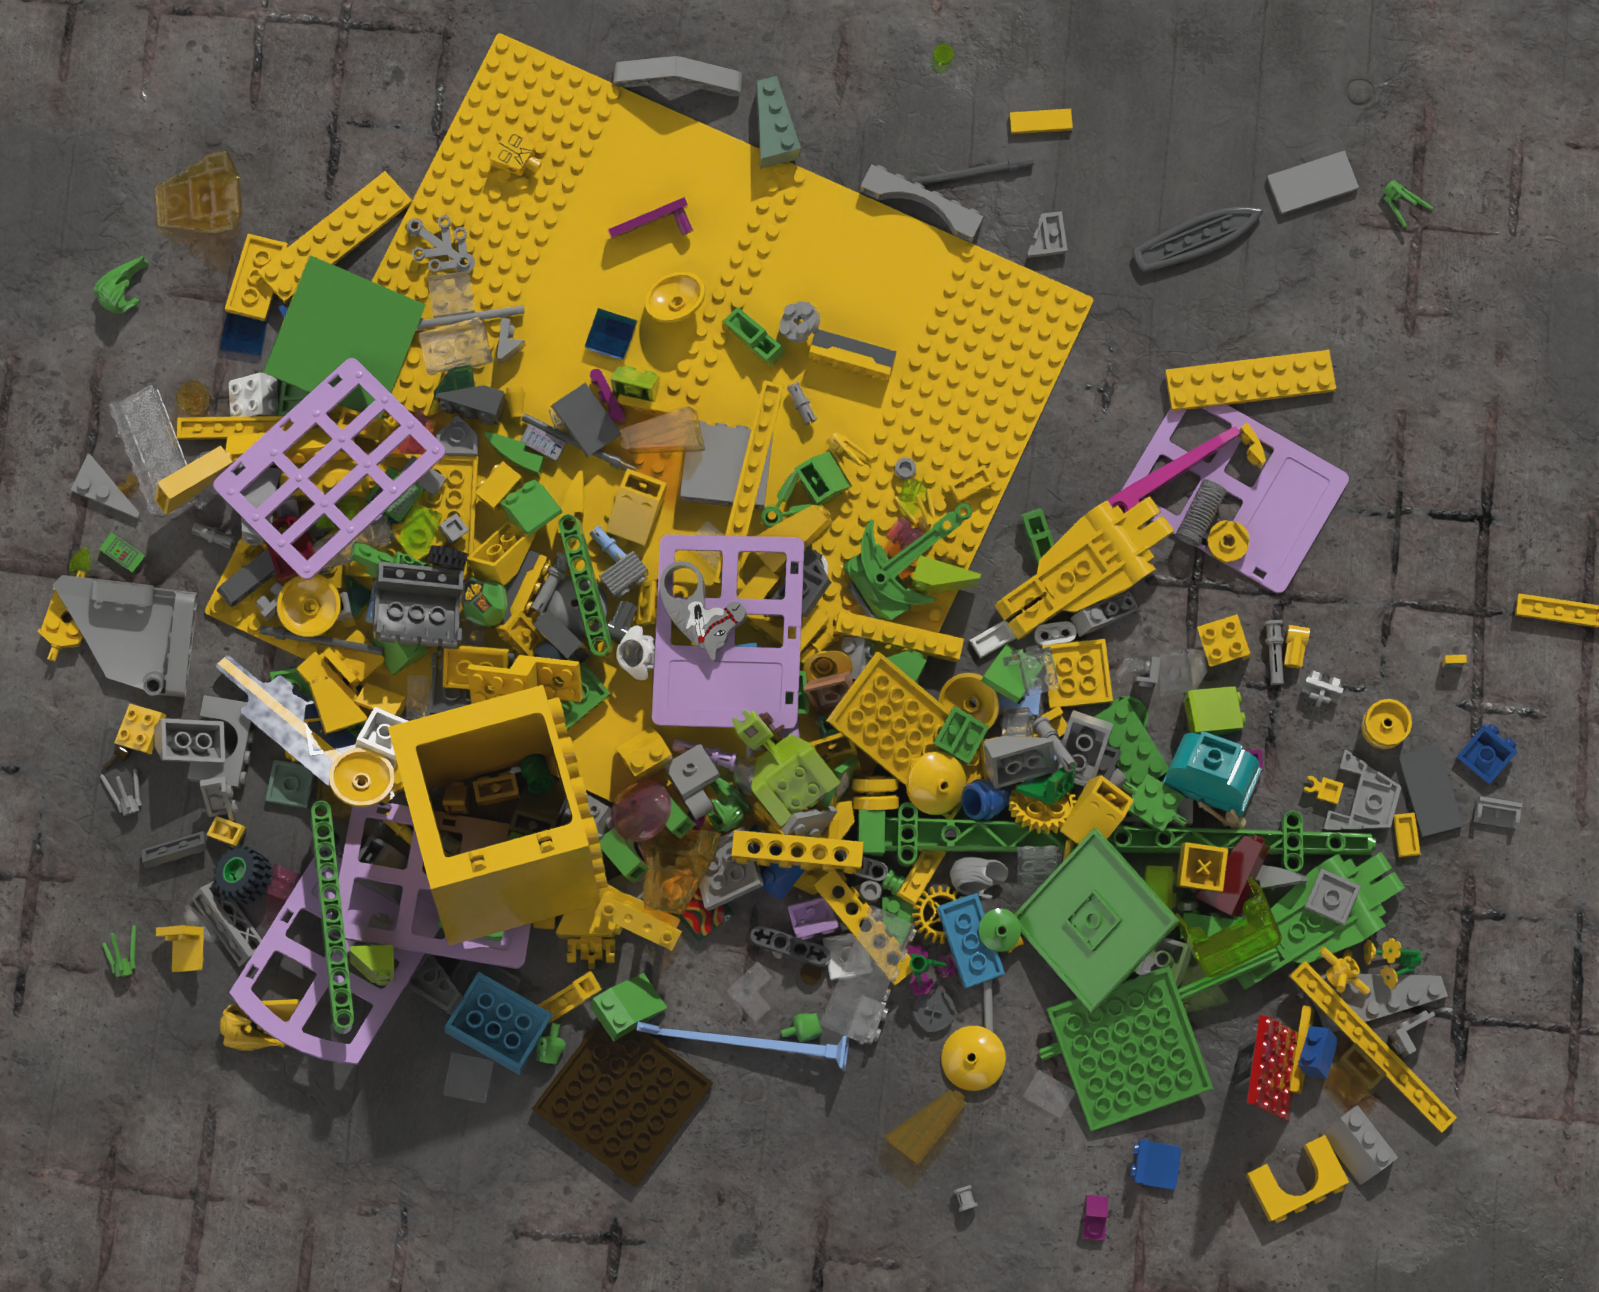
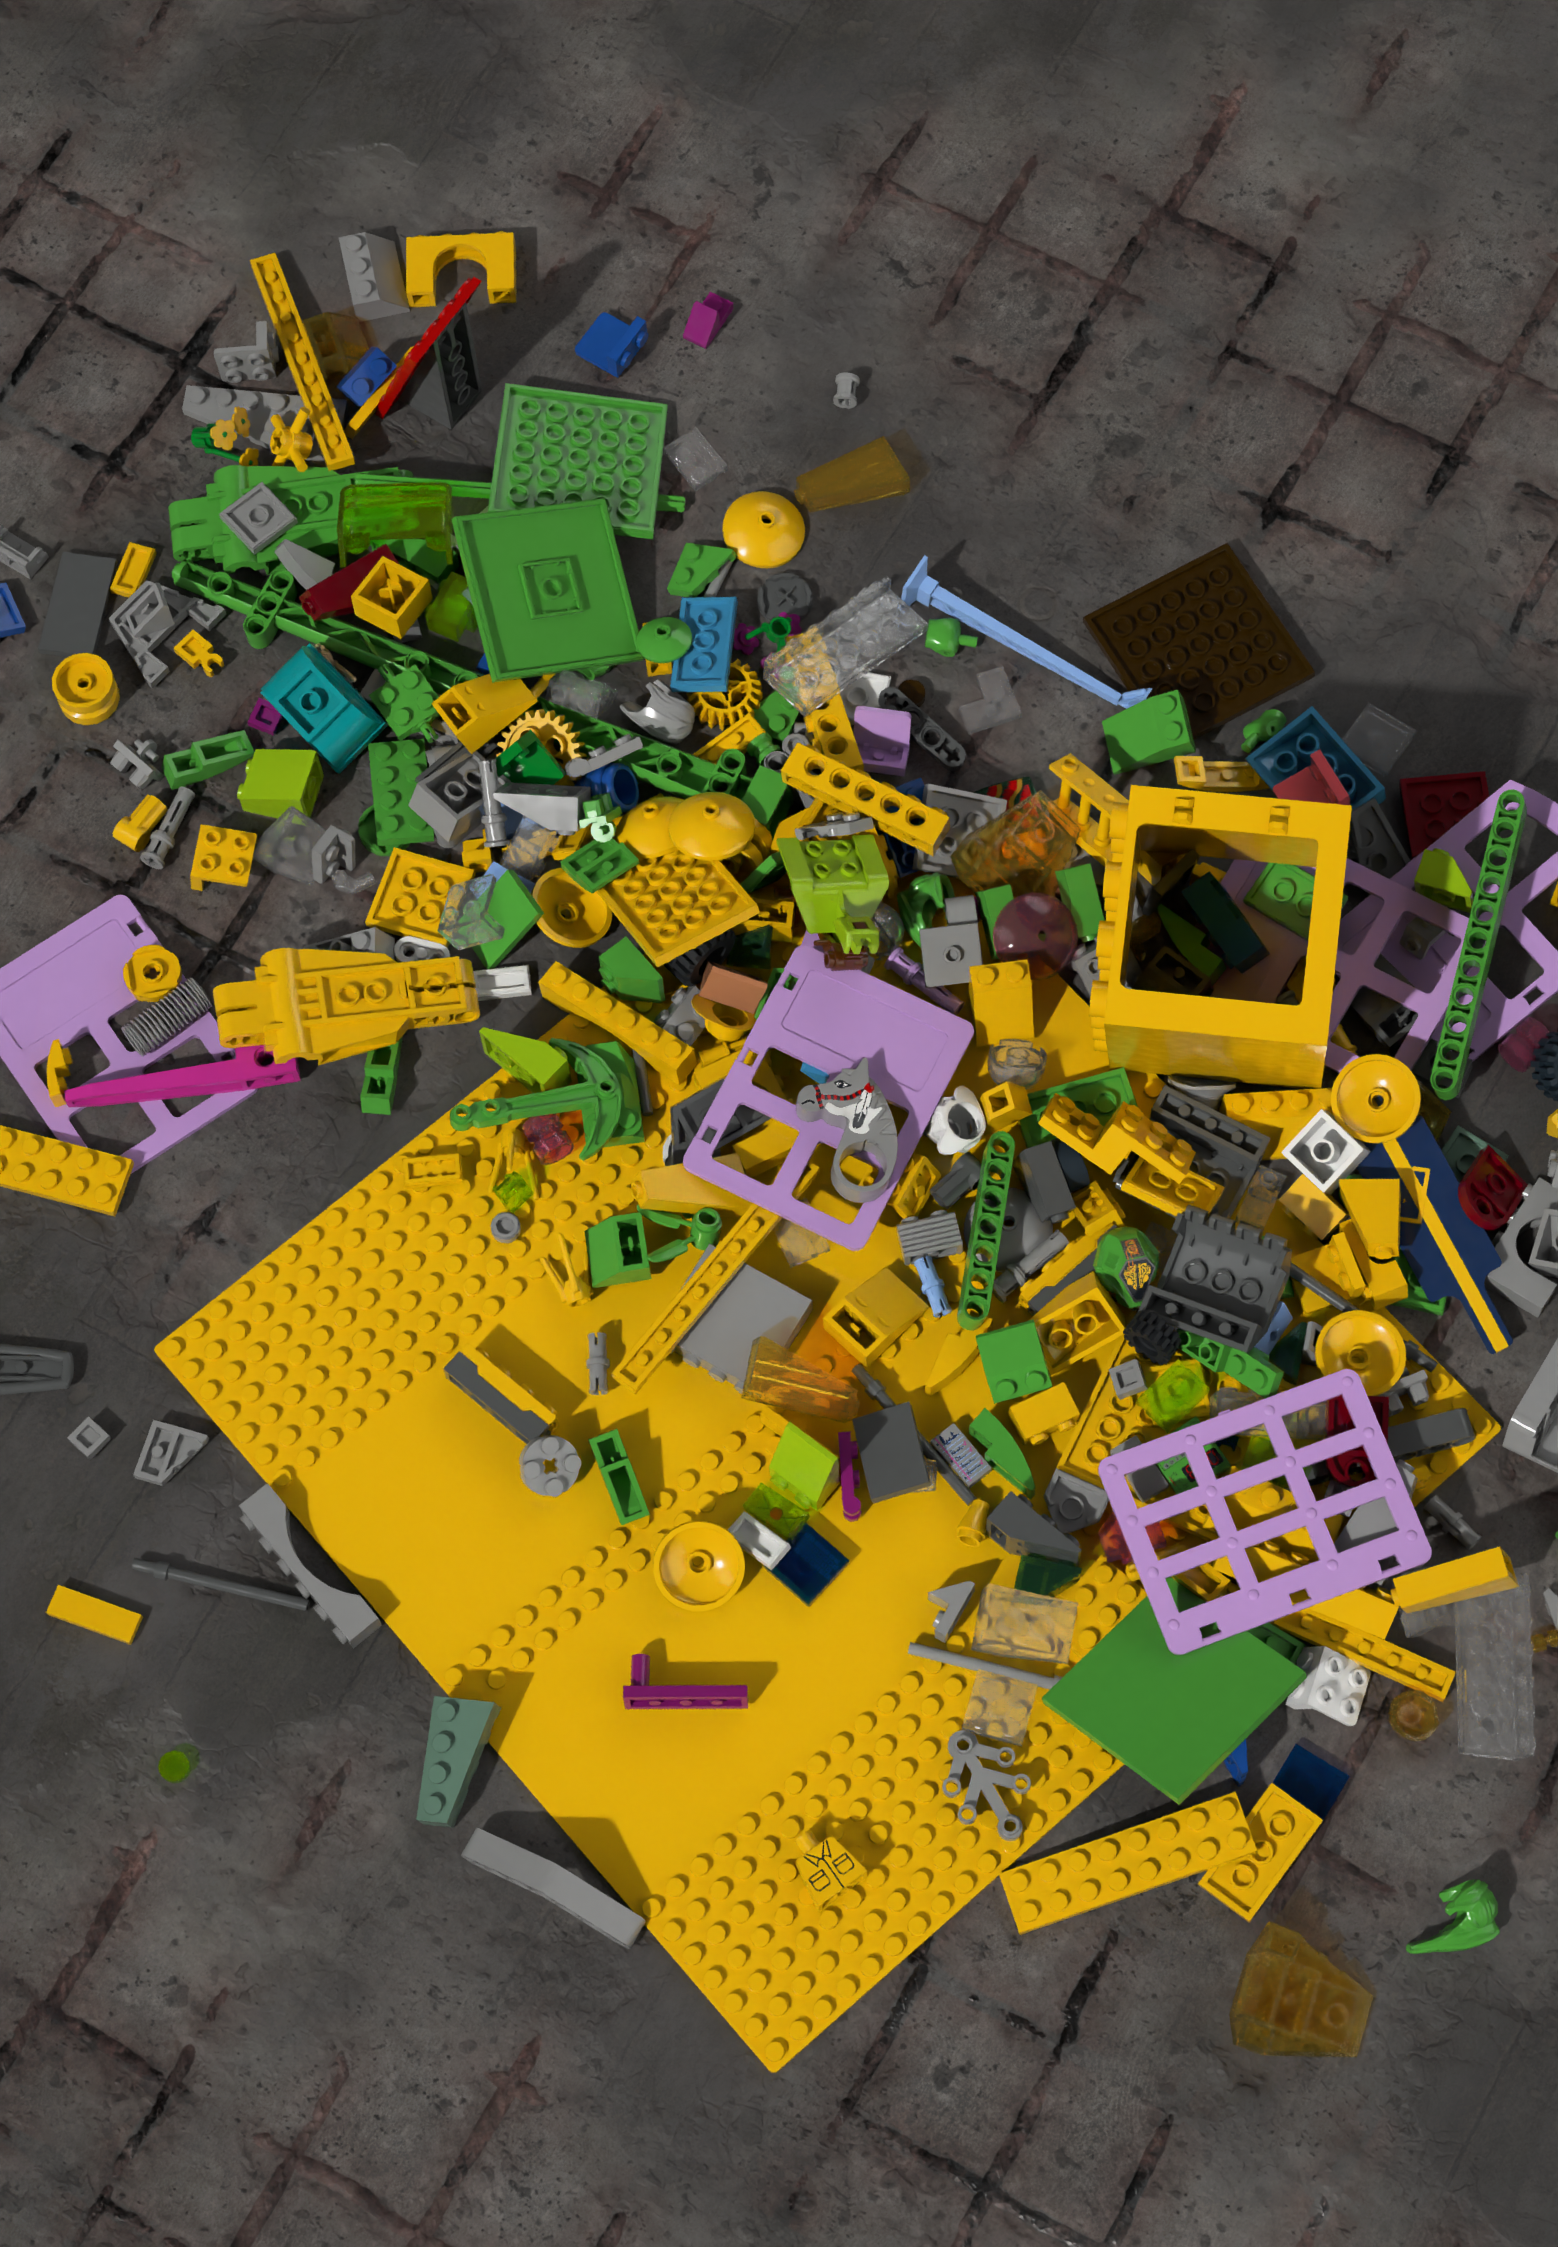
camera: 150 degrees left, 10 degrees down
(266, 762) = (1493, 1188): none -> dark red tile
(403, 1039) = (1437, 804): none -> dark red plate
(493, 998) = (1313, 784): none -> coral bracket
(611, 679) = (1004, 1106): none -> yellow slope
(616, 716) = (1016, 1063): none -> clear cylinder
(644, 356) = (776, 1511): none -> clear neon green tile
(647, 333) = (759, 1540): none -> white tile
(882, 778) = (711, 826): none -> yellow dish
(975, 766) = (600, 814): none -> bright green hips
(995, 812) = (602, 756): none -> light grey hinge
(1006, 1006) = (697, 568): none -> bright green wing
(1102, 224) = (89, 1438): none -> light grey plate
(1275, 713) = (206, 759): none -> bright green slope
(1371, 797) = (149, 613): none -> light grey slope

